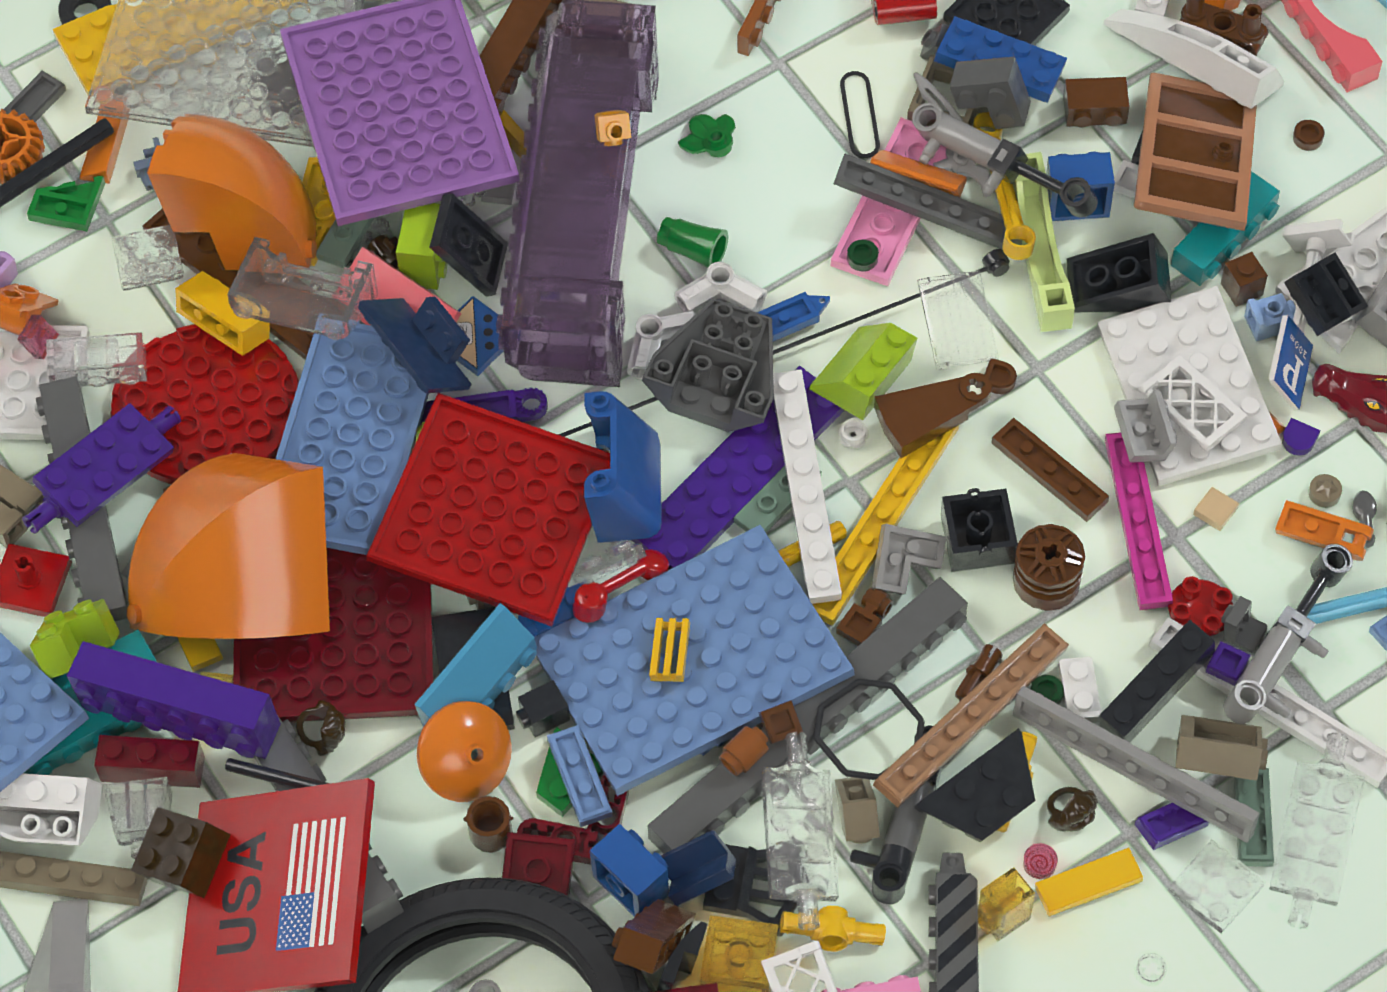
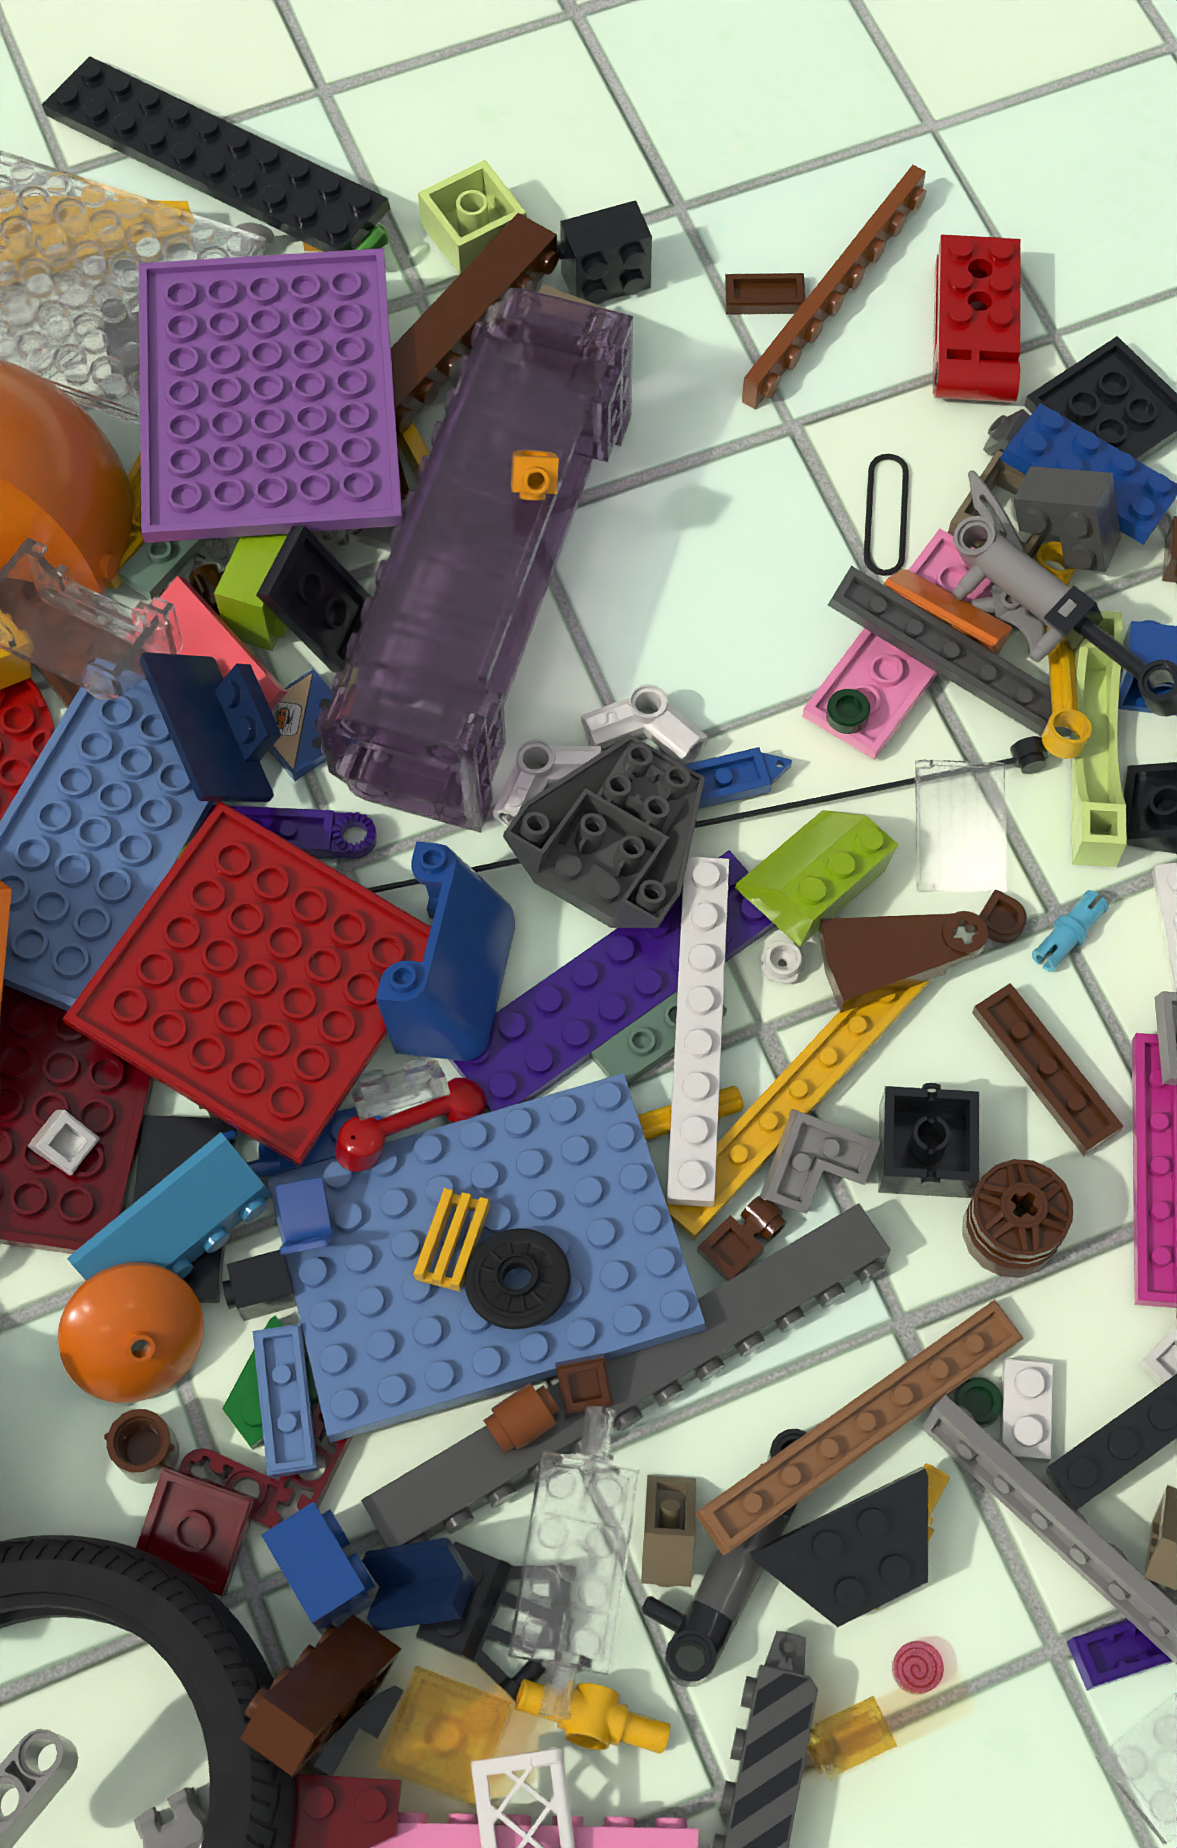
camera: 10 degrees right, 5 degrees up
(382, 641) = (63, 1141): none -> white slope
(564, 652) = (304, 1215): none -> blue bracket
(693, 240) = (624, 648): green plant -> none
(709, 135) = (679, 506): green plate -> none
(720, 682) = (523, 1306): none -> black wheel
(865, 682) = (681, 1354): black piece -> none
(978, 671) = (884, 1356): reddish brown axle -> none
(1048, 376) = (1070, 930): none -> medium azure pin
(1077, 812) = (989, 1606): dark brown piece -> none
(1088, 882) = (982, 1717): yellow tile -> none

